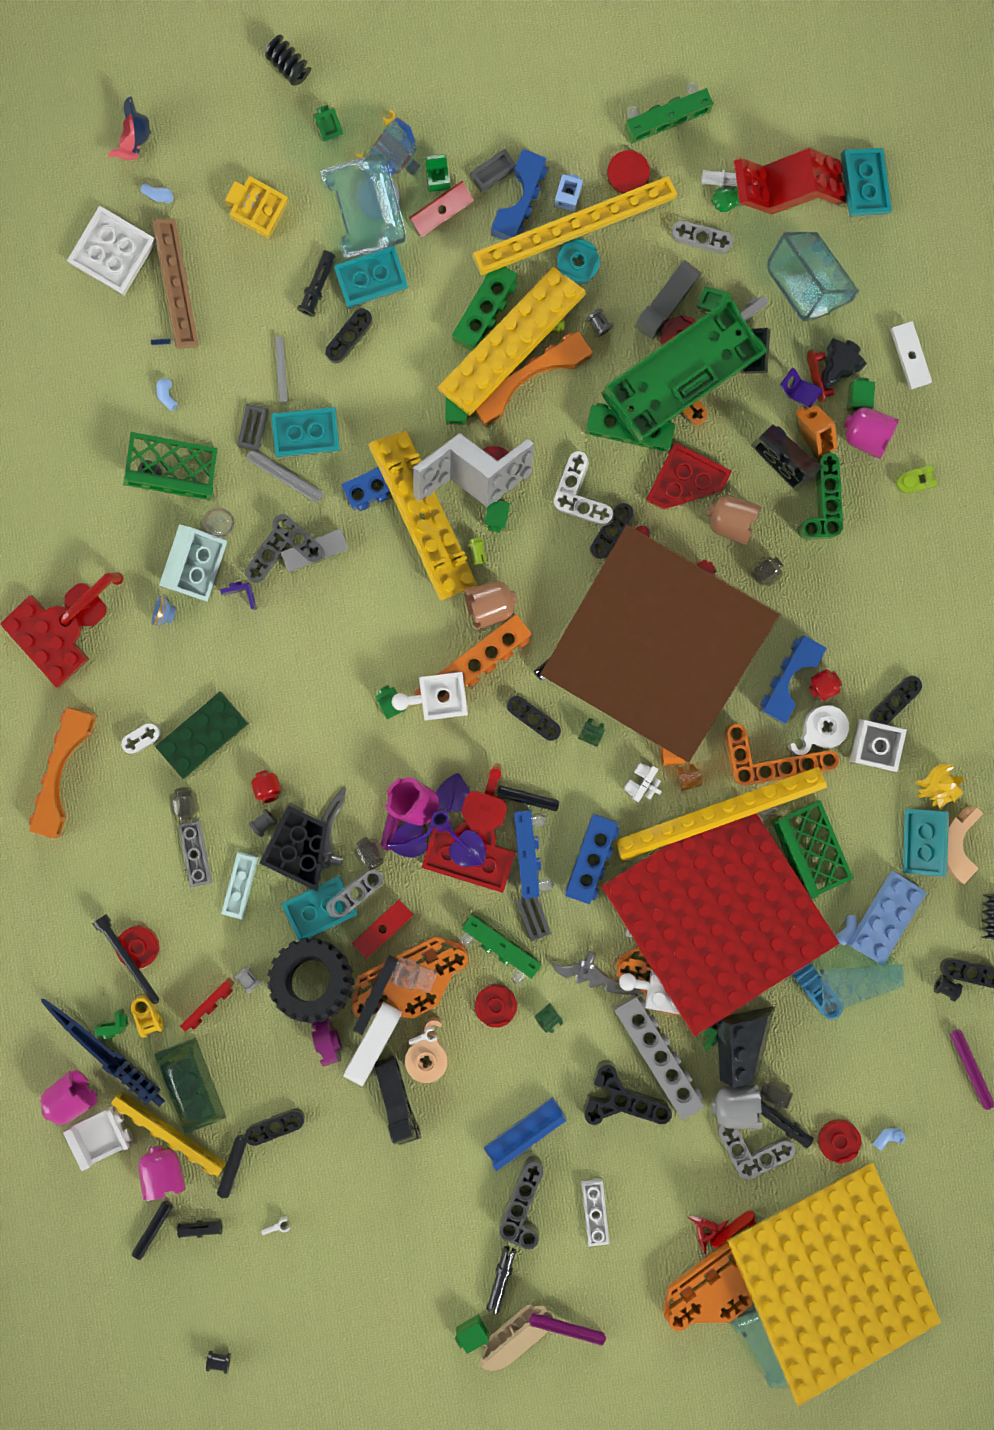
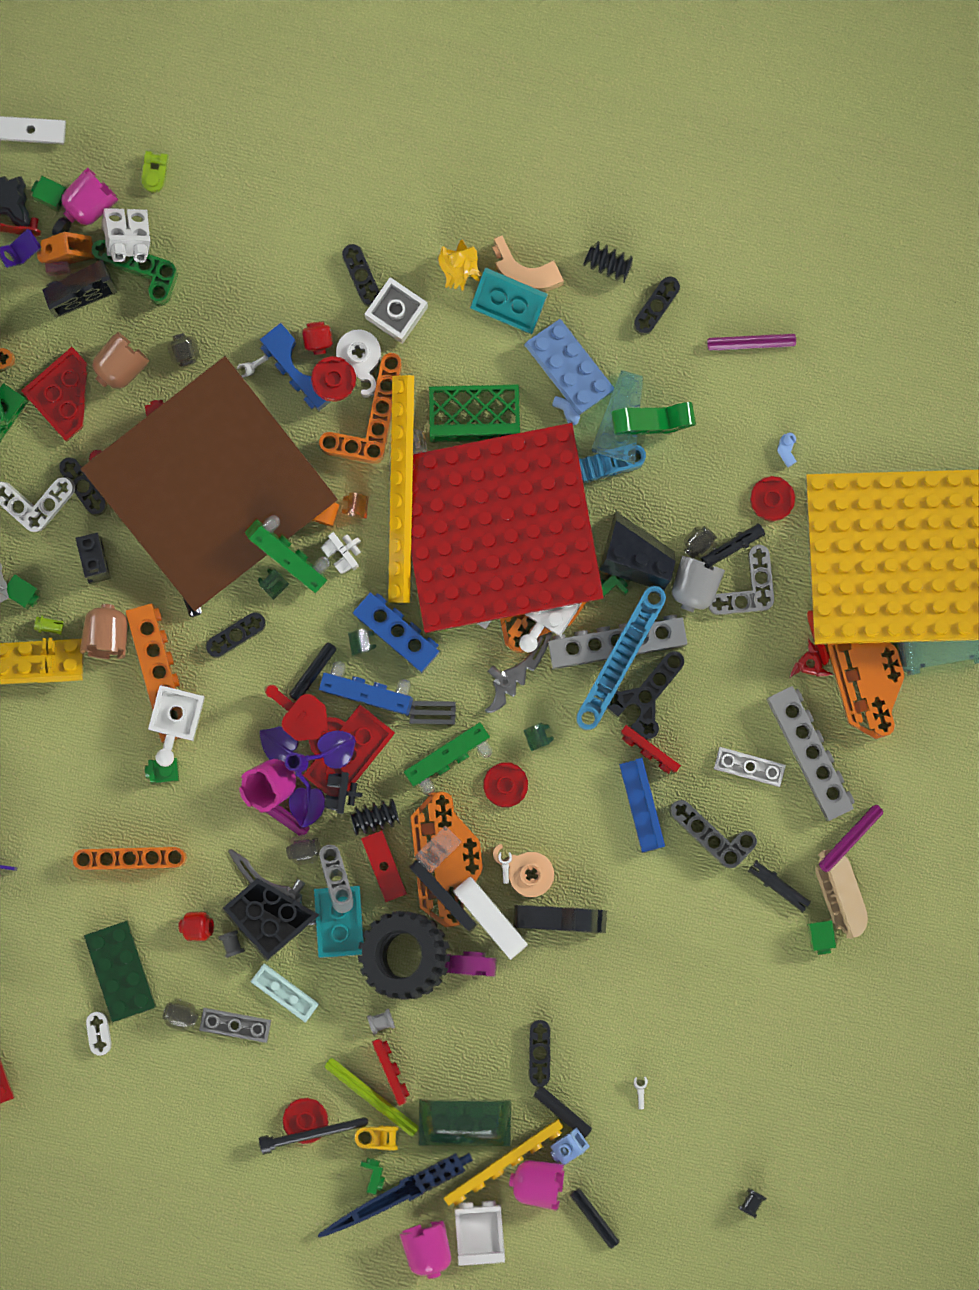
camera: 70 degrees left, 5 degrees down
(49, 813) = (63, 1095): orange arch -> none
(180, 996) = (371, 1097): none -> lime axle
(199, 1229) = (612, 1169): black pin -> none
(208, 1187) = (573, 1142): none -> light blue brick
(294, 697) = (118, 858): none -> orange beam
(422, 904) = (374, 817): none -> black piece
(440, 865) = (338, 802): none -> black hips
(551, 566) = (93, 558): none -> black hips
(570, 829) = (359, 641): none -> clear green tile
(575, 1121) = (649, 750): none -> red tile
(621, 734) = (281, 551): none -> green piece
(646, 1070) = (621, 658): none -> dark azure gear
(658, 1219) = (819, 787): none -> light grey brick
(775, 636) = (250, 367): none -> white hand
(794, 715) = (333, 379): none -> red tile
(796, 430) = (57, 268): none -> clear pink tile
(837, 417) = (62, 225): none -> black tile
(851, 479) = (126, 236): none -> white hips
(871, 1016) = (653, 420): none -> green beam
(941, 984) = (656, 338): black bush -> none

